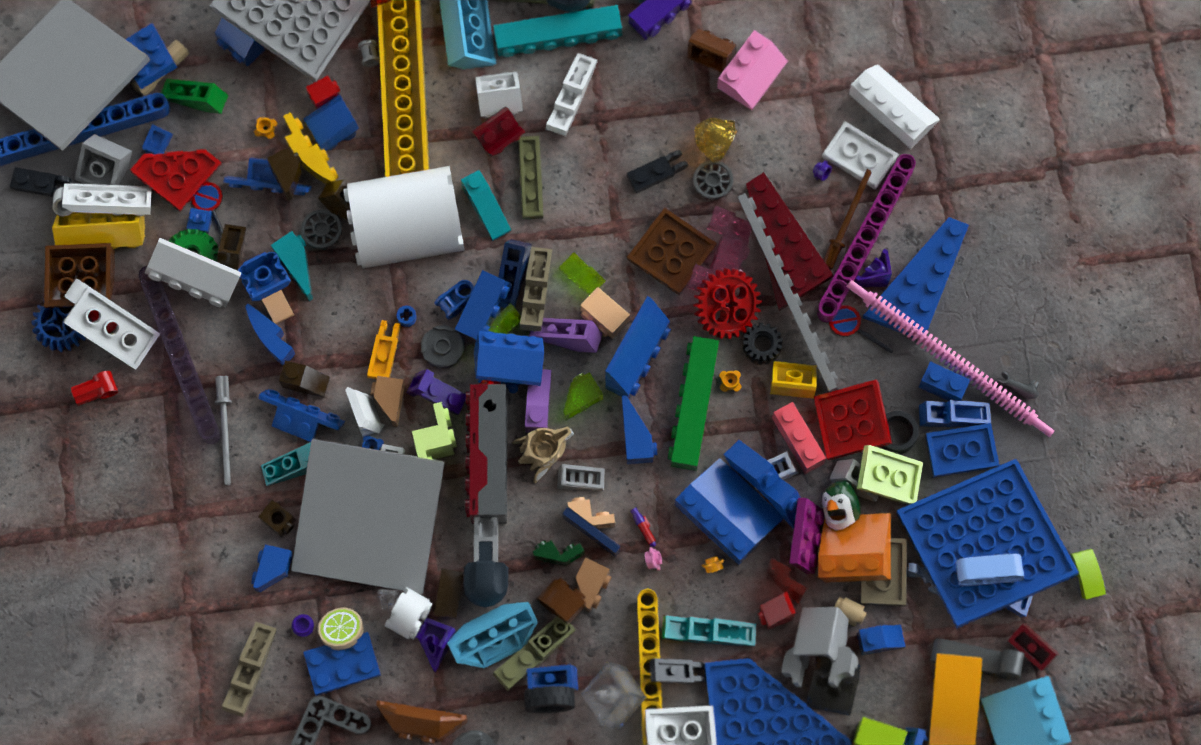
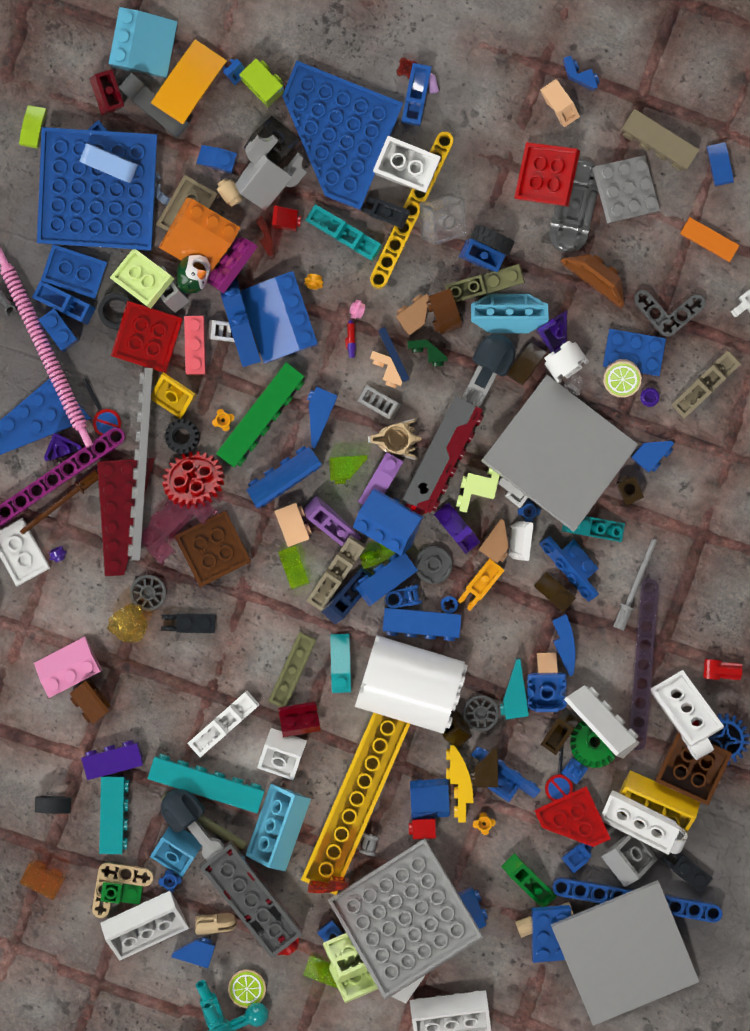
camera: 155 degrees left, 15 degrees up
(423, 283) = (421, 622): none -> blue brick

